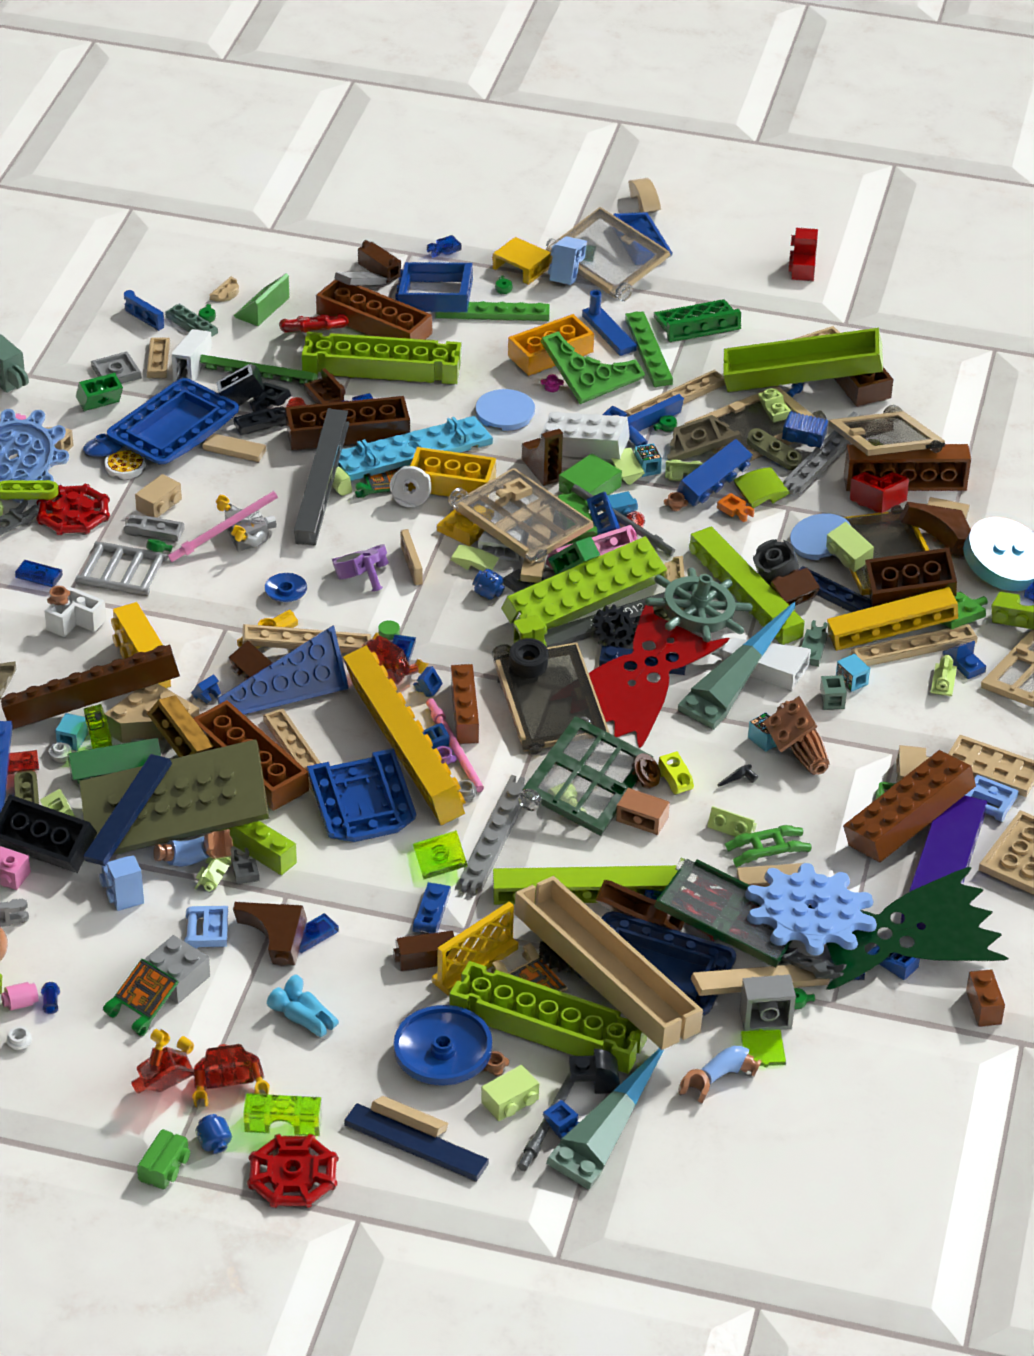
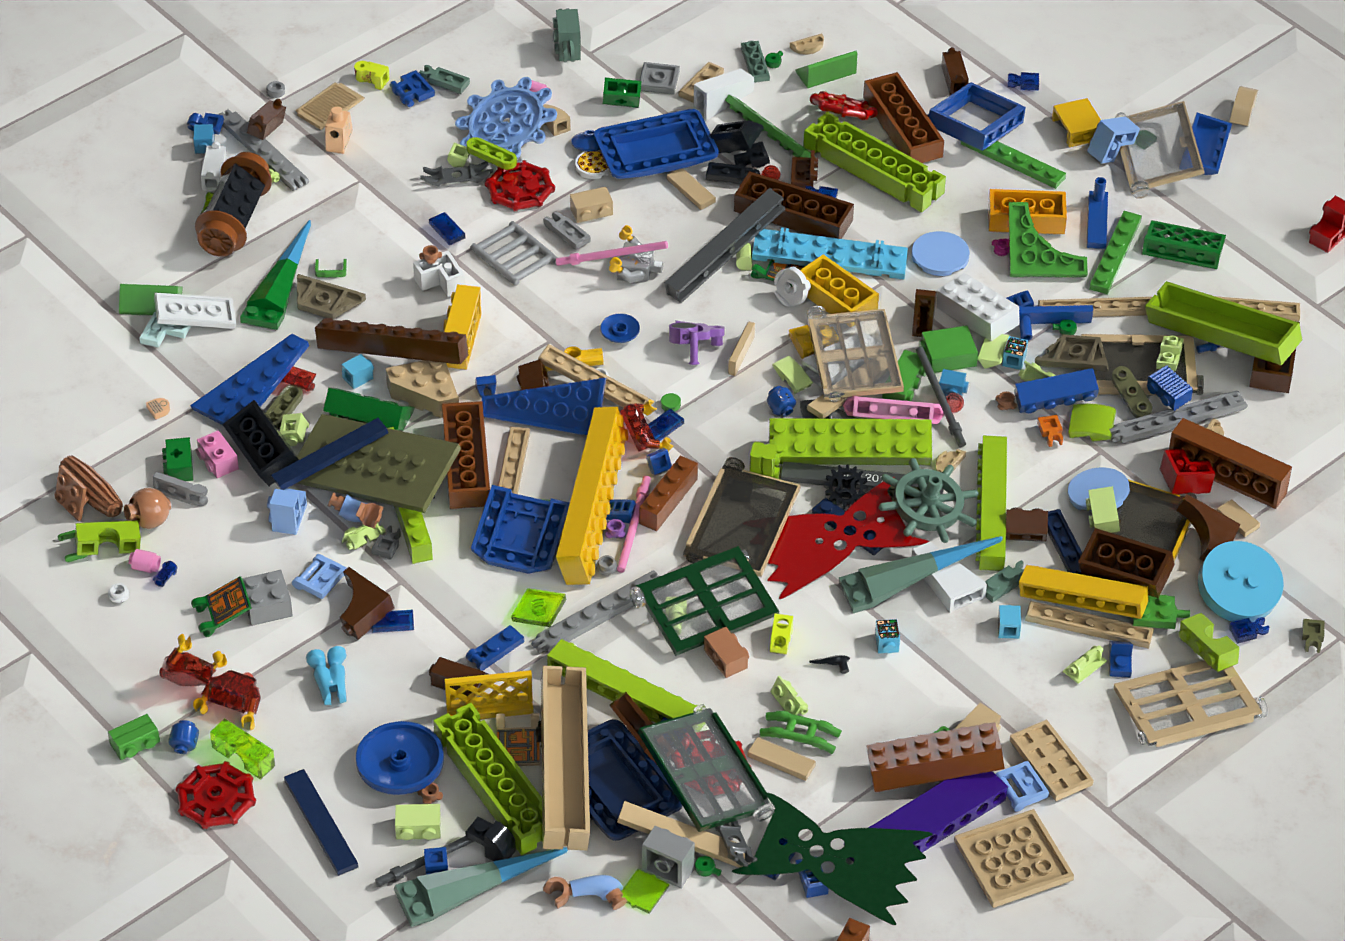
camera: 35 degrees right, 5 degrees up
(59, 752) = (337, 381): white plate -> none
(98, 727) = (374, 377): clear neon green leg -> none
(143, 310) = (723, 34): blue plate -> none
(158, 546) = (555, 246): green piece -> none
(178, 727) = (425, 407): pearl gold brick -> none
(360, 278) = (917, 81): light grey tile -> none
(409, 1116) = (331, 799): tan tile -> none
(503, 285) = (1044, 139): green piece -> none
(514, 489) = (861, 329): tan plate -> none
(528, 668) = (745, 489): black tyre -> none
(574, 555) = (858, 408): green brick -> none
(608, 525) = (928, 394): blue slope -> none
(650, 767) = (766, 620): reddish brown gear -> none
(775, 559) = (1030, 492): dark grey brick -> none
(787, 911) = (772, 819): light blue plate -> none
(795, 728) = (909, 645): nougat plate -> none
(833, 692) = (975, 630): sand green brick -> none
(887, 432) = (1231, 423): door -> none

